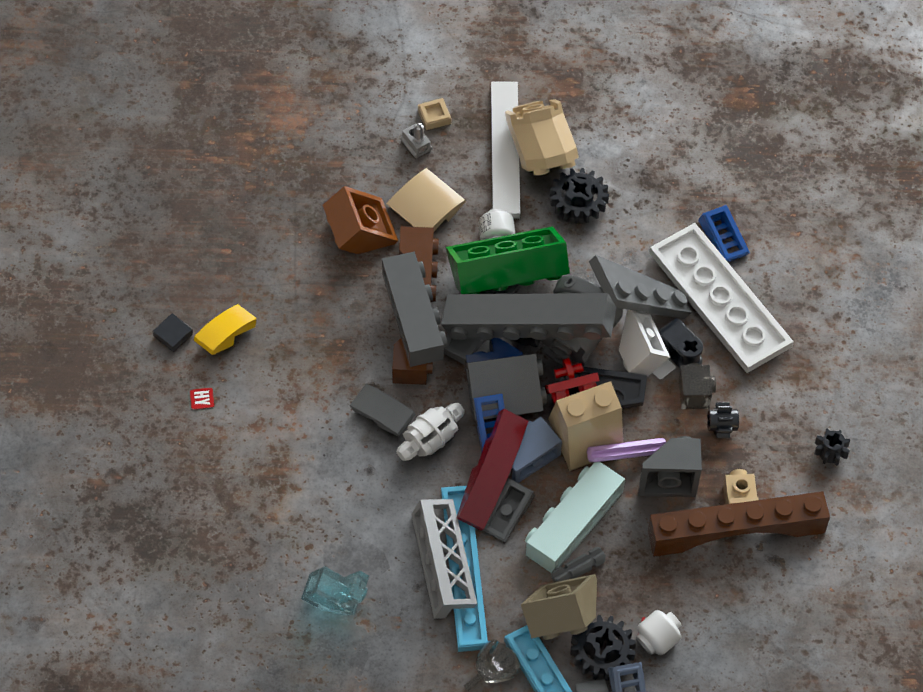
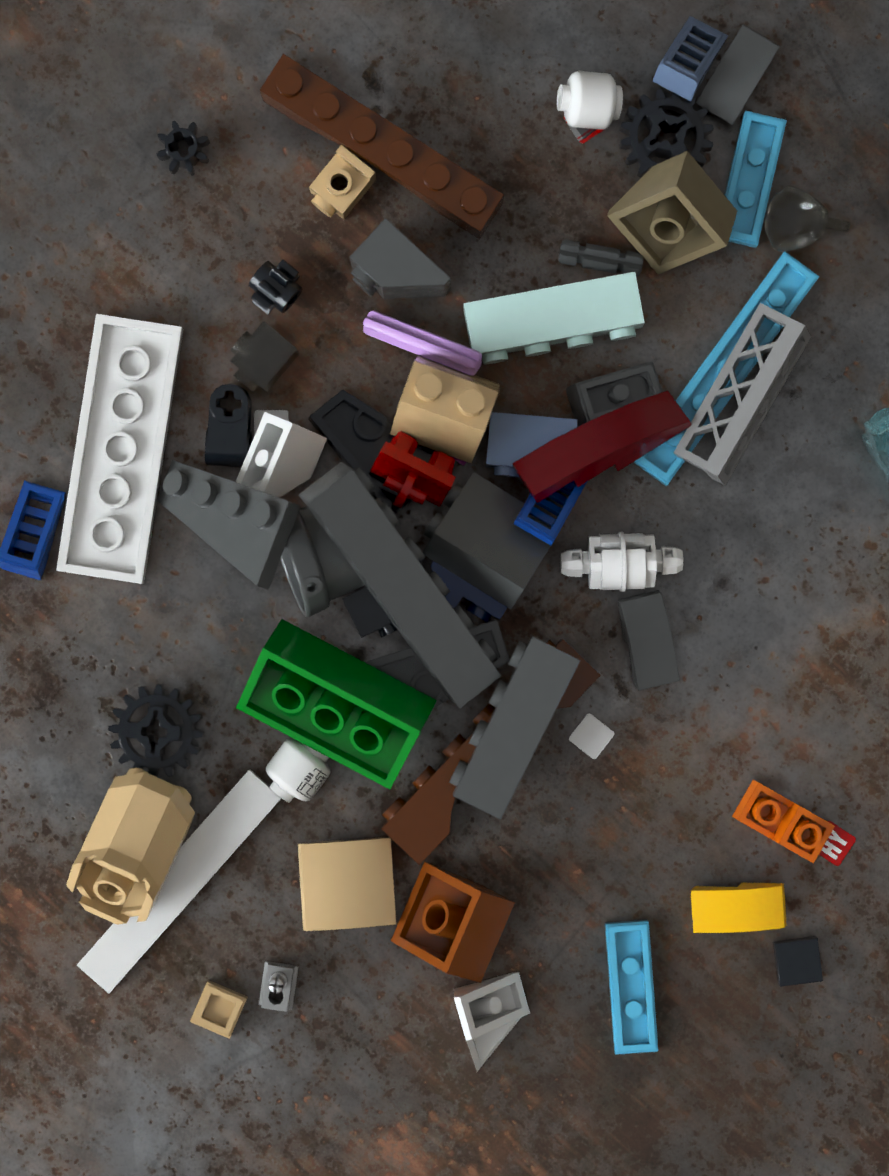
camera: 135 degrees left, 30 degrees up
(239, 387) = (783, 821): none -> orange slope
(246, 263) = (631, 987): none -> medium azure tile
(306, 197) = (489, 1013): none -> white slope
(369, 354) = (591, 736): none -> white sticker

